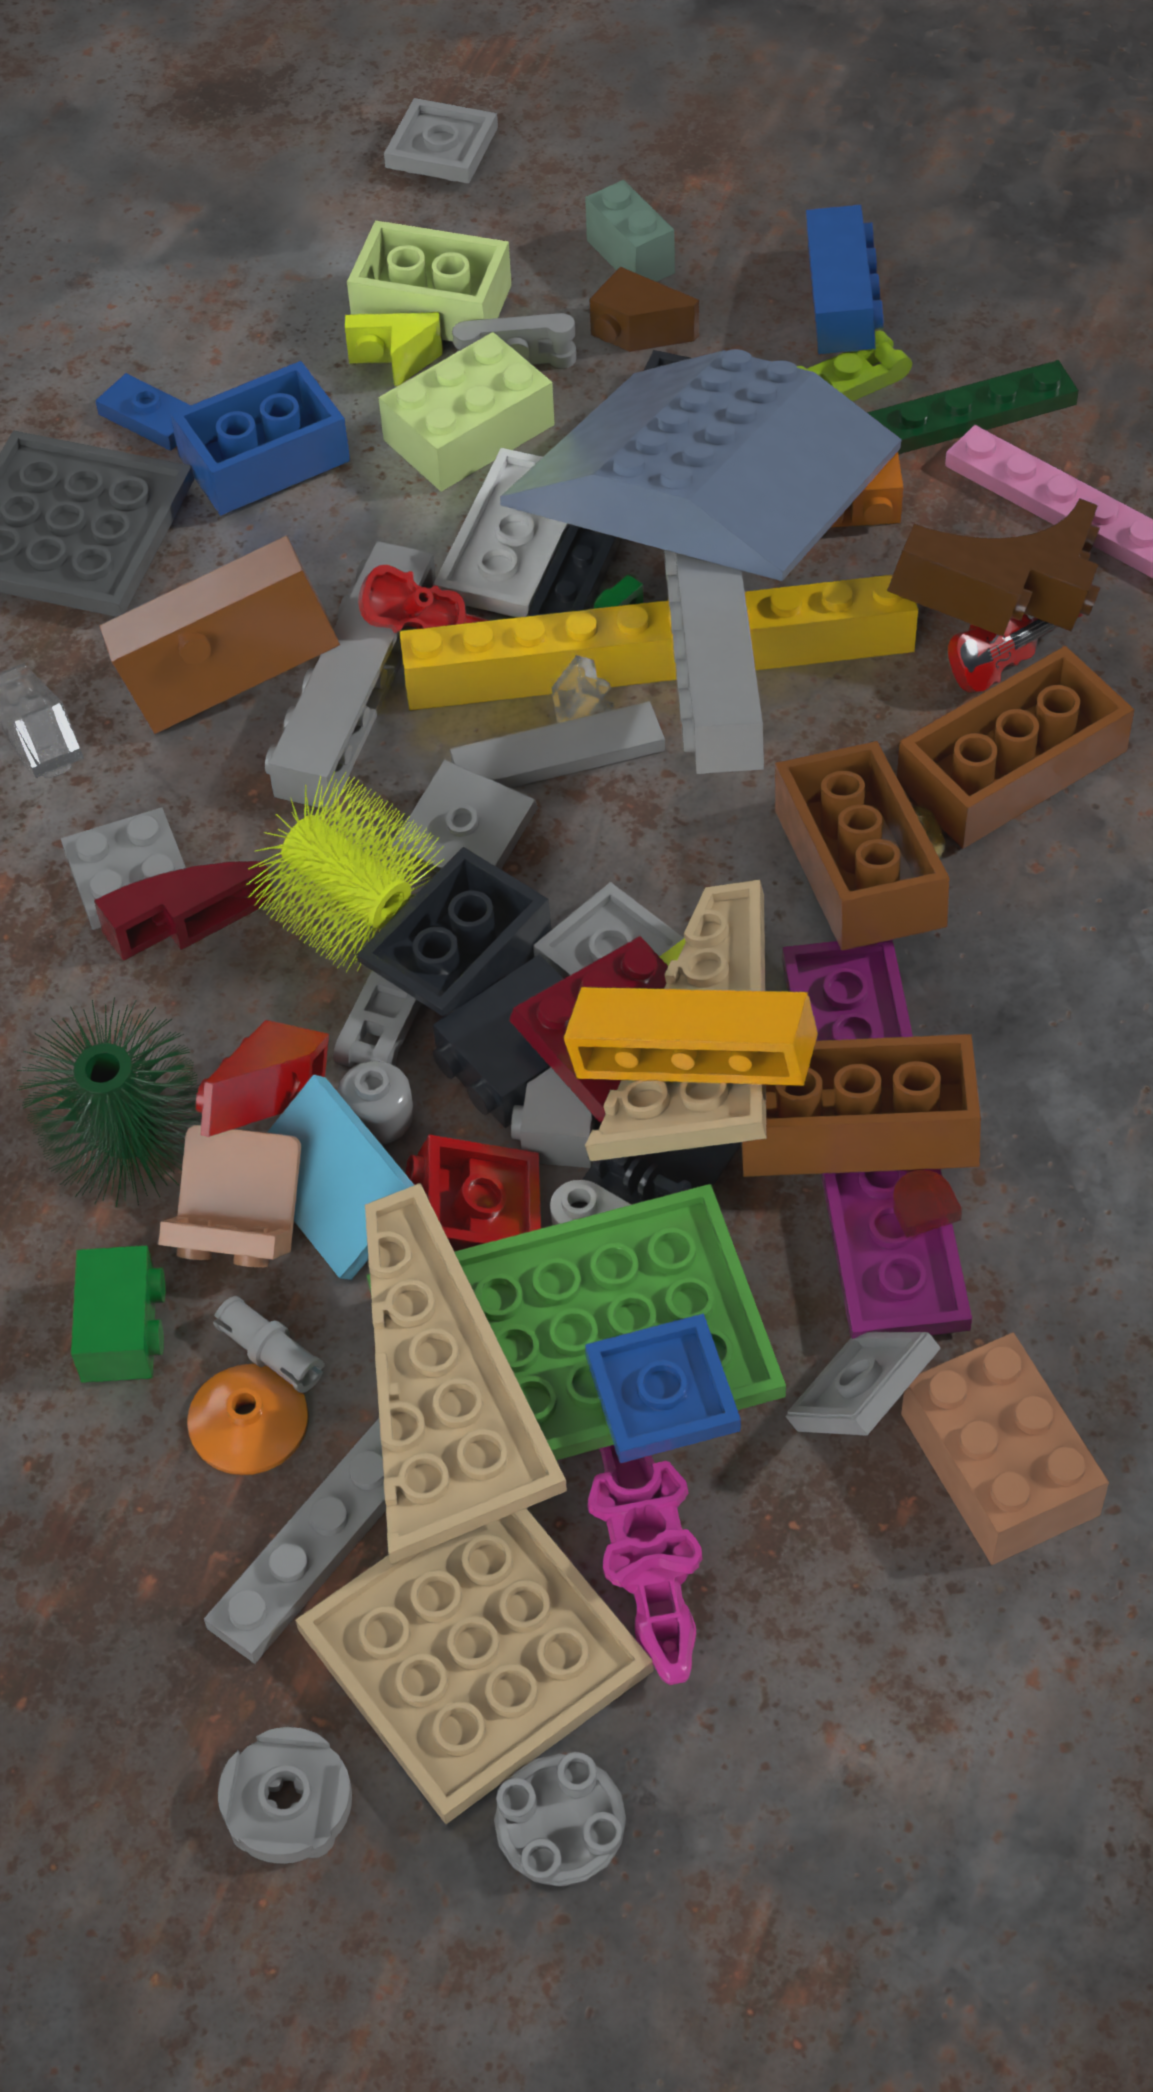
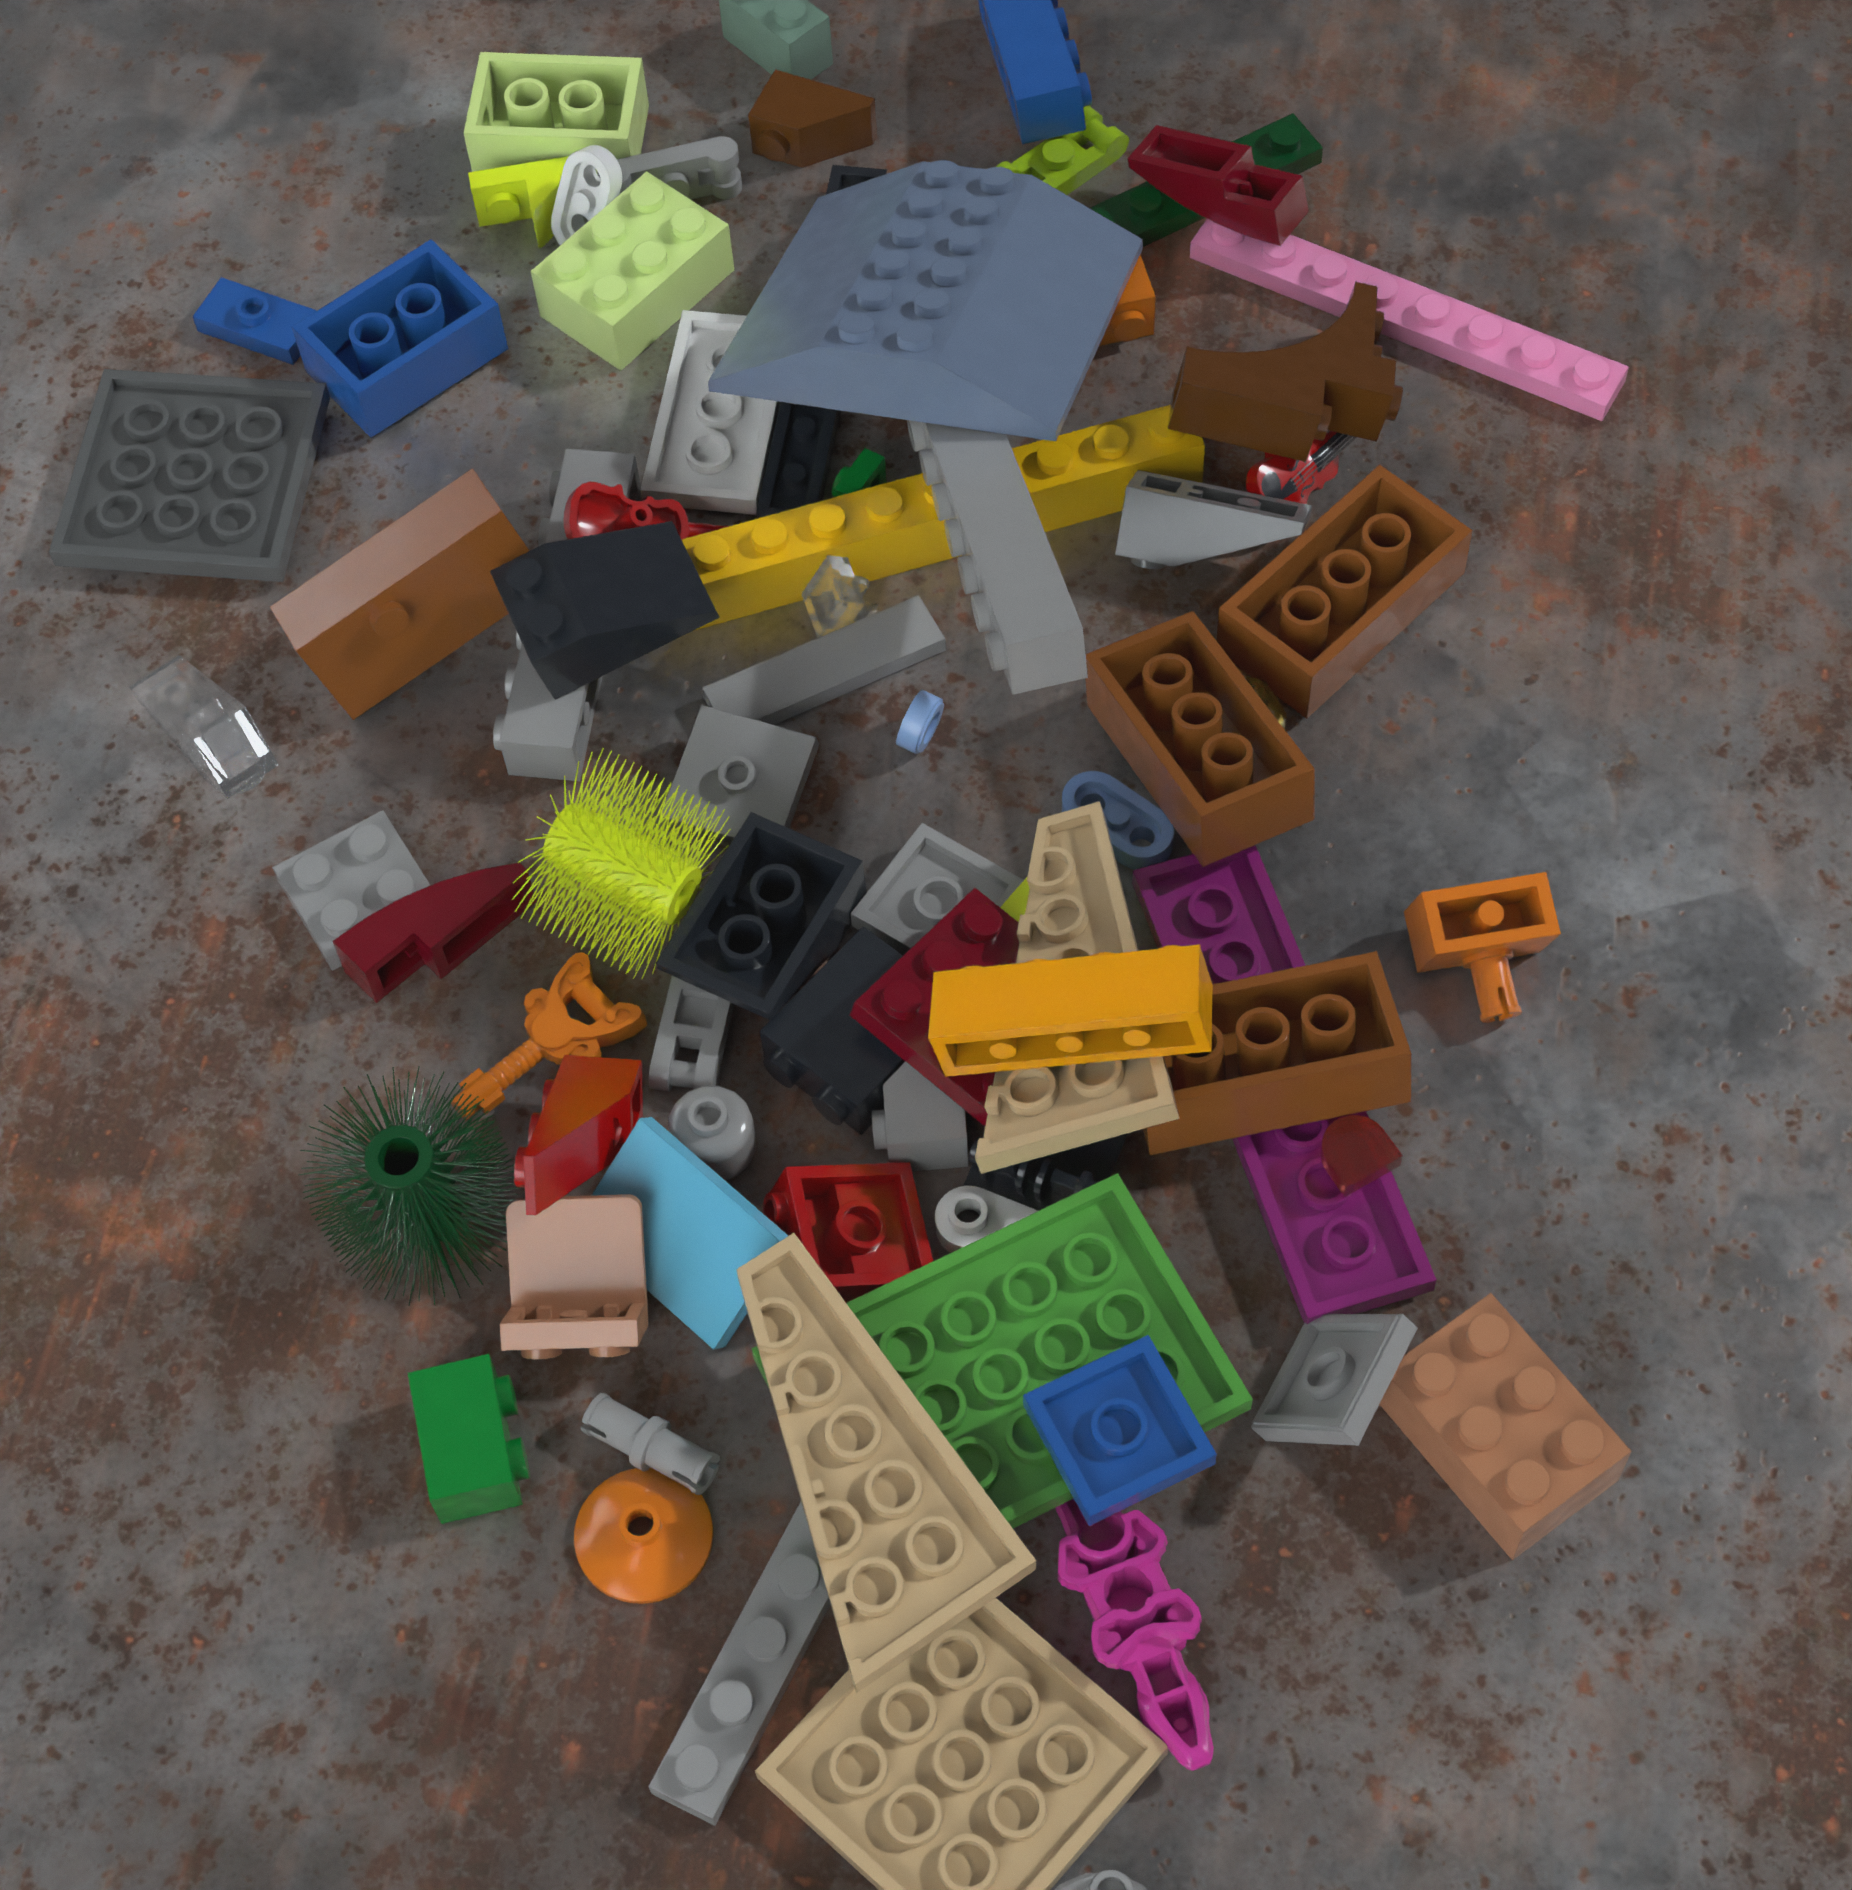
camera: 10 degrees left, 5 degrees up
(264, 1002) = (555, 1033): none -> orange piece
(374, 661) = (602, 601): none -> black slope
(441, 334) = (583, 191): none -> white plate
(627, 802) = (920, 722): none -> light blue tile
(786, 905) = (1126, 815): none -> medium blue plate
(887, 670) = (1188, 521): none -> slope
(981, 404) = (1222, 183): none -> dark red slope
(1074, 1039) = (1481, 931): none -> orange brick

